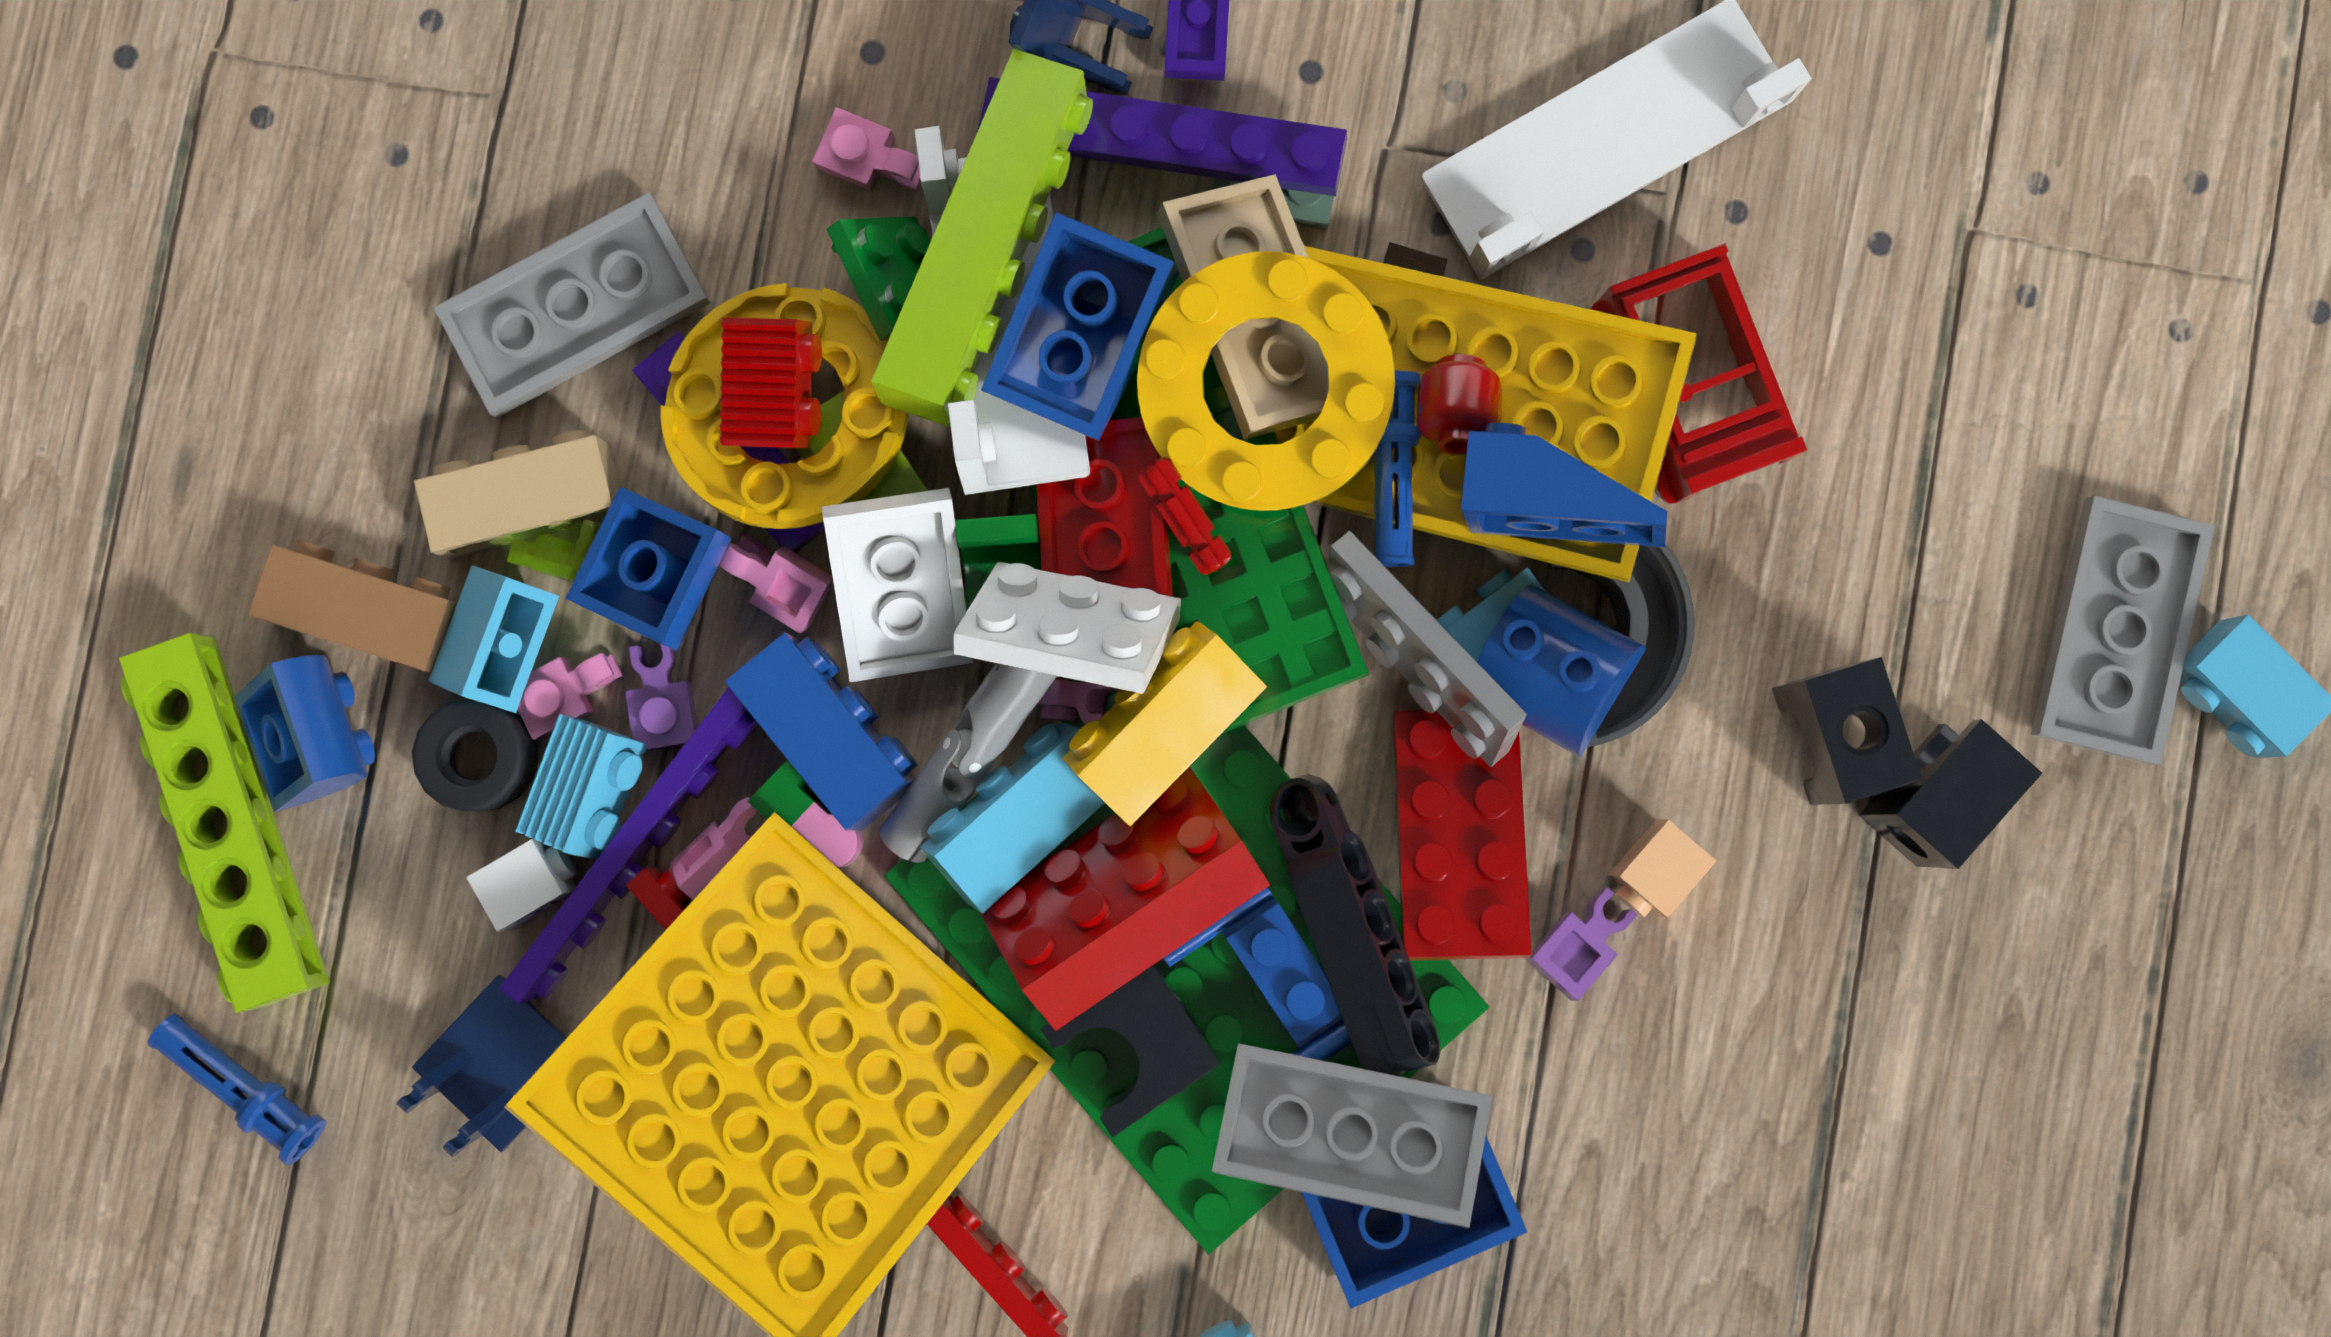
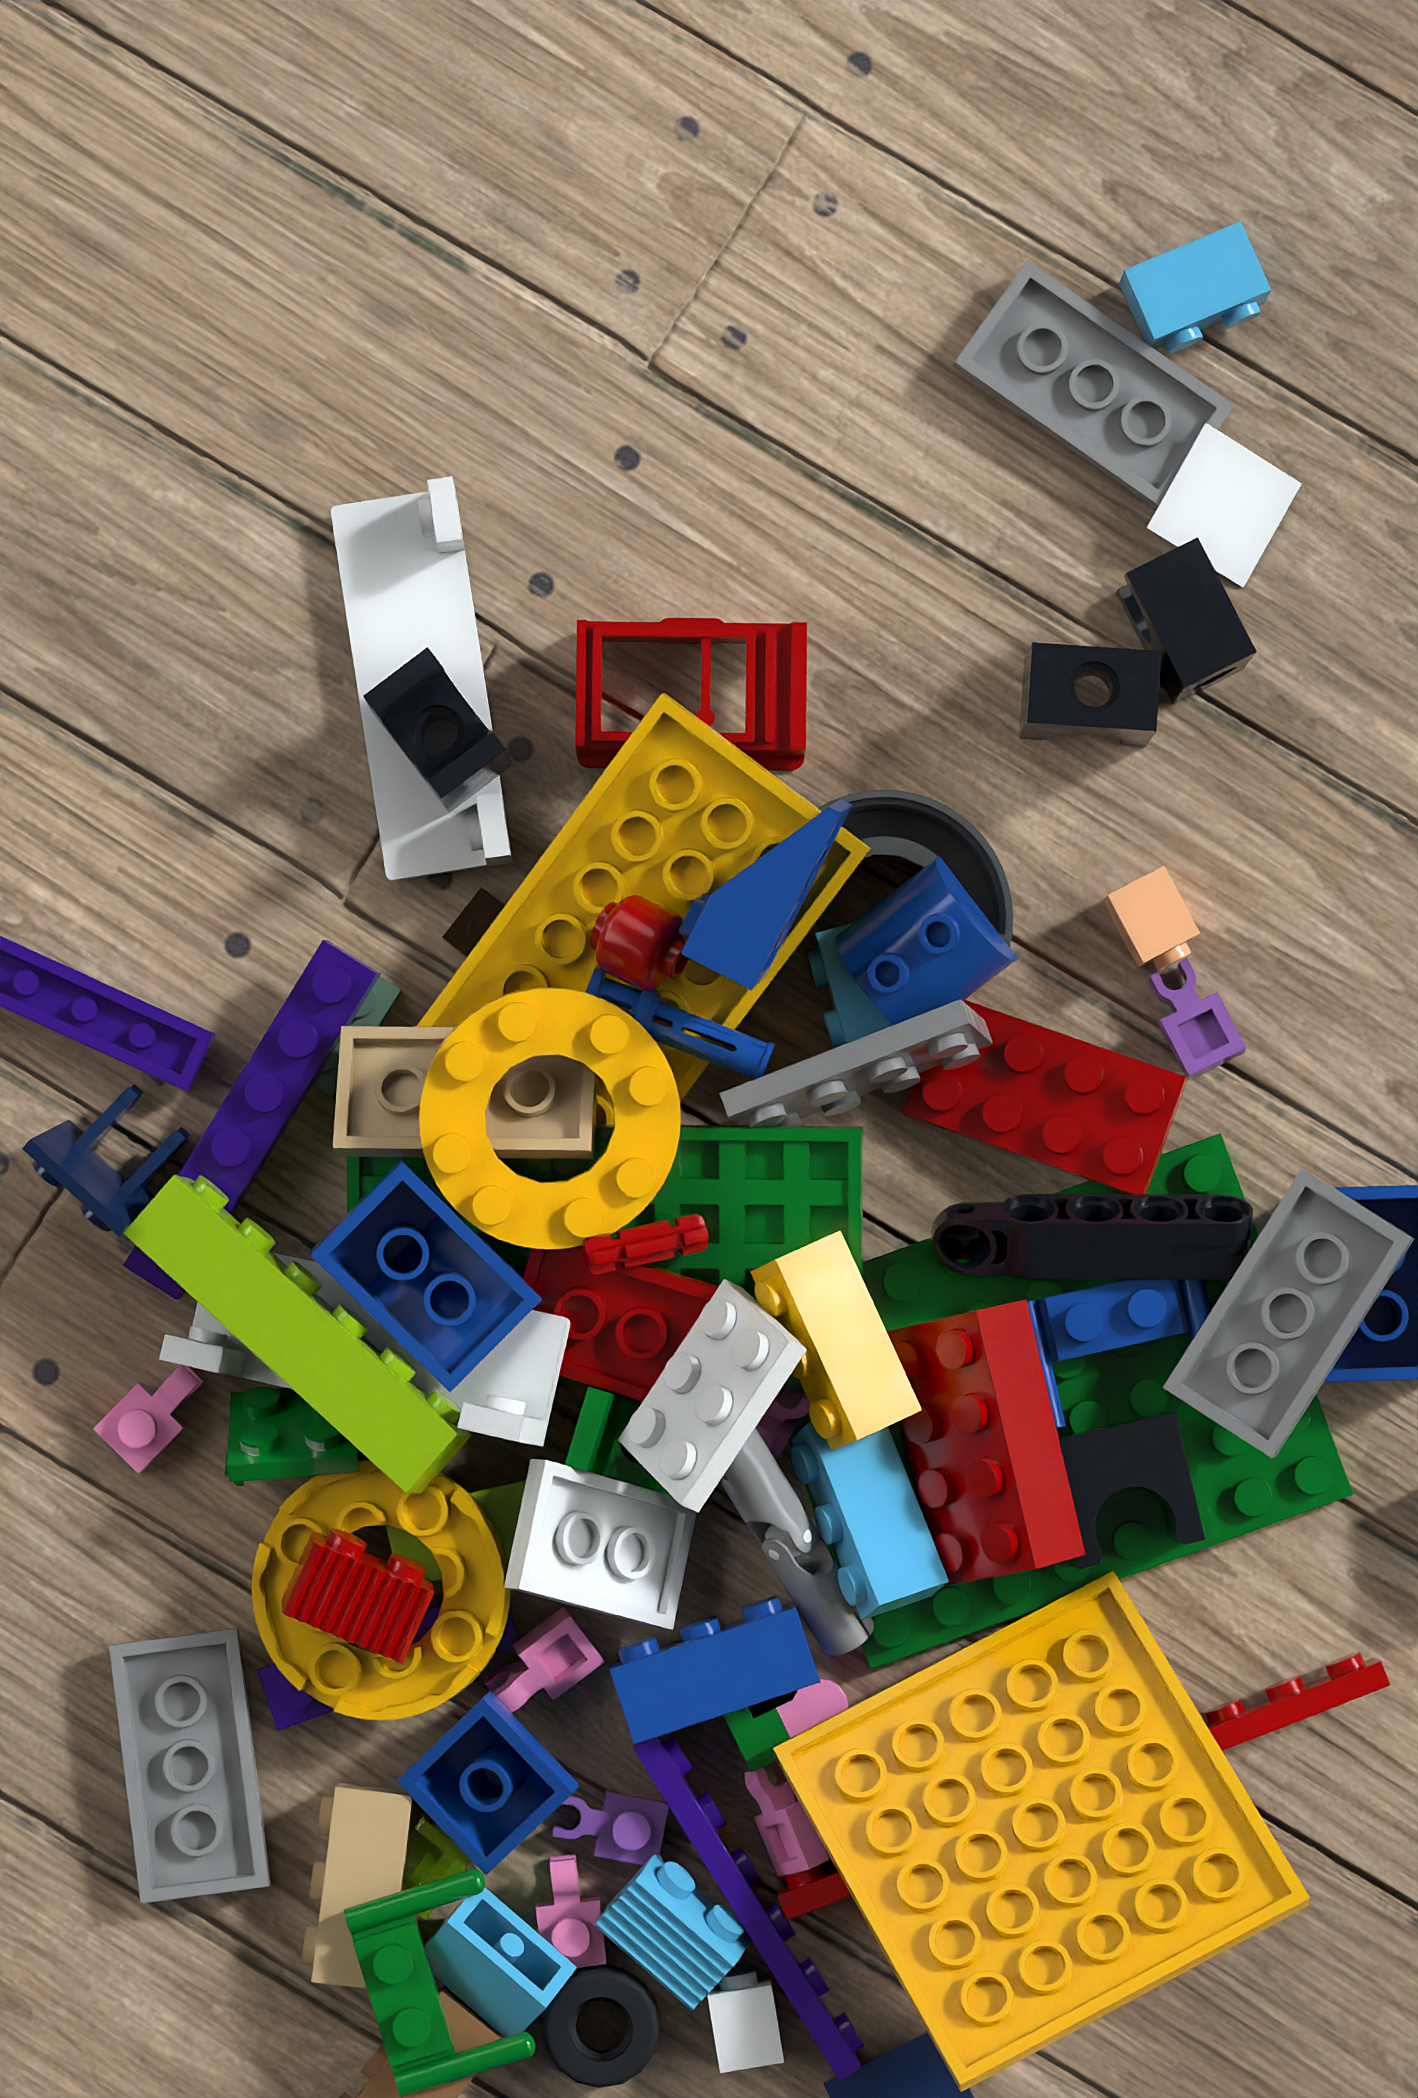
camera: 75 degrees left, 0 degrees up
(433, 567) = (407, 1994): none -> green plate
(1594, 126) = (413, 700): none -> black piece
(2076, 795) = (1225, 501): none -> white sticker

